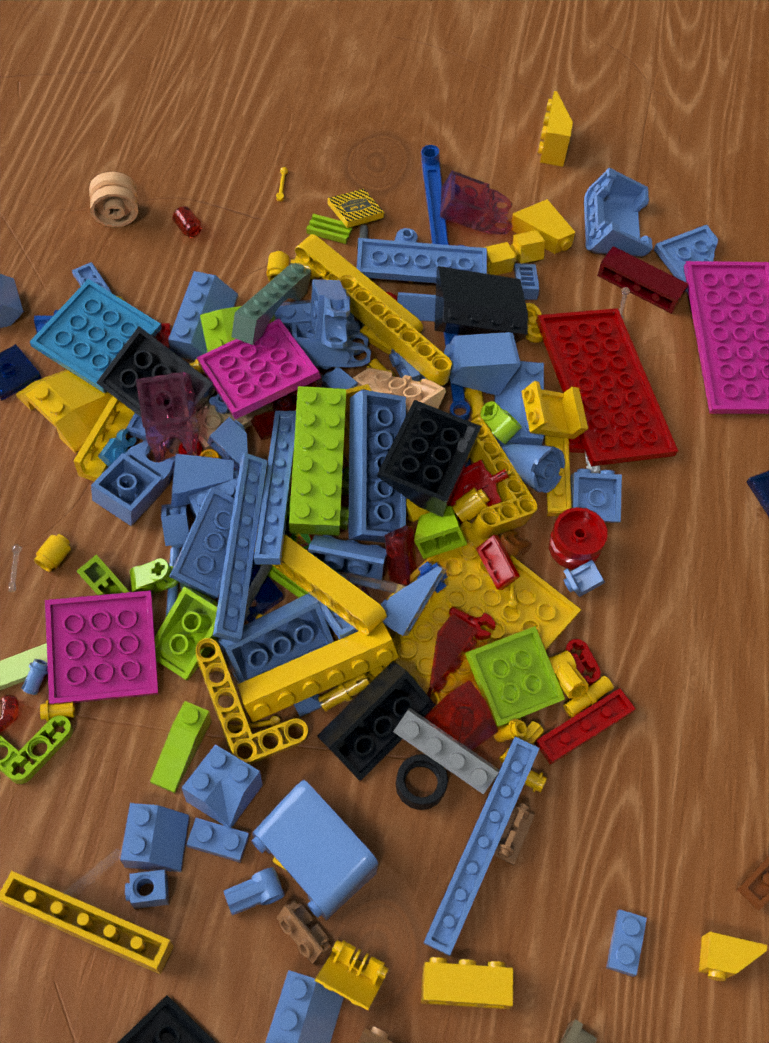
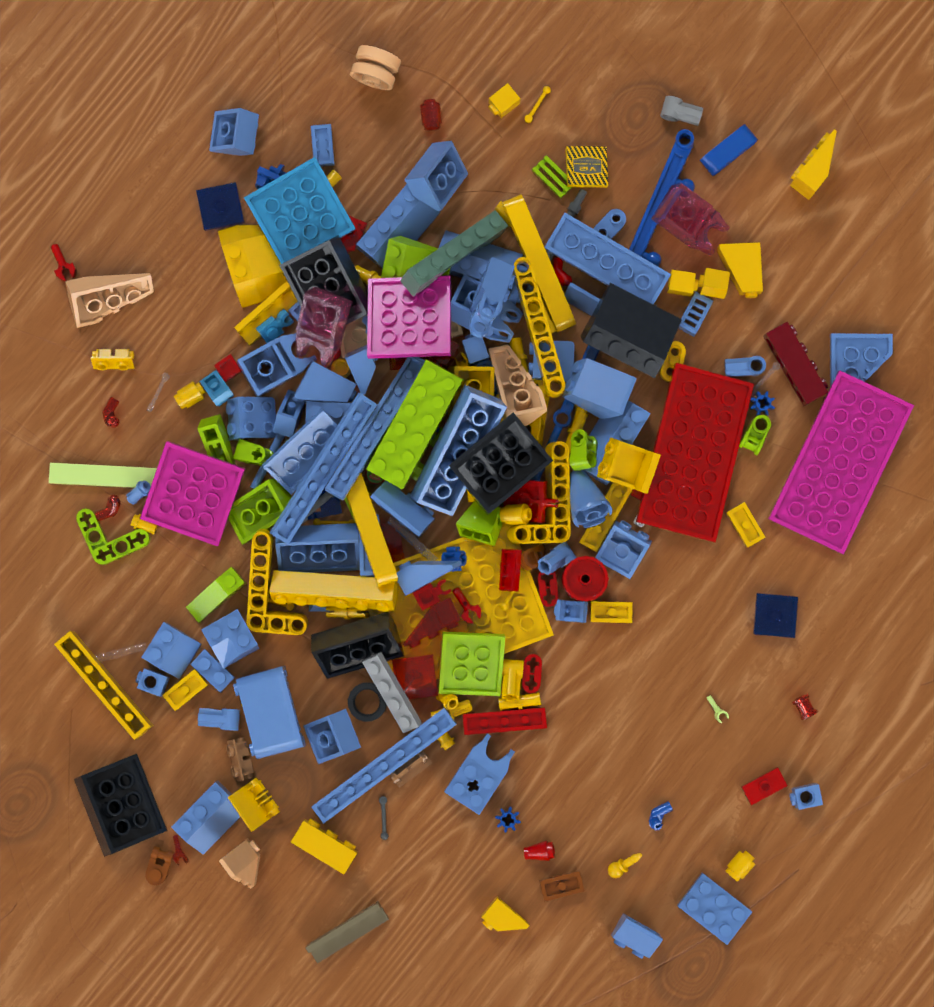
camera: 30 degrees right, 25 degrees up
(84, 533) = (216, 388): none -> dark azure slope
(85, 512) = (228, 368): none -> red tile
(132, 543) = (251, 417): none -> medium blue bracket
(194, 879) = (185, 690): none -> yellow plate
(218, 255) = (437, 175): none -> medium blue slope
(250, 187) = (503, 101): none -> yellow brick
(276, 264) = (485, 202): yellow brick -> none
(401, 555) = (440, 529): clear red bracket -> none
(403, 842) = (332, 736): none -> medium blue slope
(408, 142) = (675, 109): none -> light grey piece
(426, 627) = (428, 596): none -> red plate
(472, 152) = (728, 150): none -> blue beam
(503, 891) = (384, 835): none -> dark grey hinge
(536, 533) = (558, 557): none -> medium blue piece
(545, 568) = (553, 589): none -> red beam
(599, 791) = (482, 769): none -> medium blue brick
(605, 297) = (742, 366): none -> medium blue piece
(613, 216) = (814, 287): medium blue windscreen -> none
(623, 561) = (611, 612): none -> yellow plate
(626, 943) = (443, 874): medium blue plate -> none
(636, 321) = (756, 405): none -> blue gear
(649, 345) = (755, 435): none -> lime piece
(659, 826) = (504, 814): none -> blue gear
(694, 425) = (745, 525): none -> yellow plate
(717, 852) = (540, 851): none -> red cone

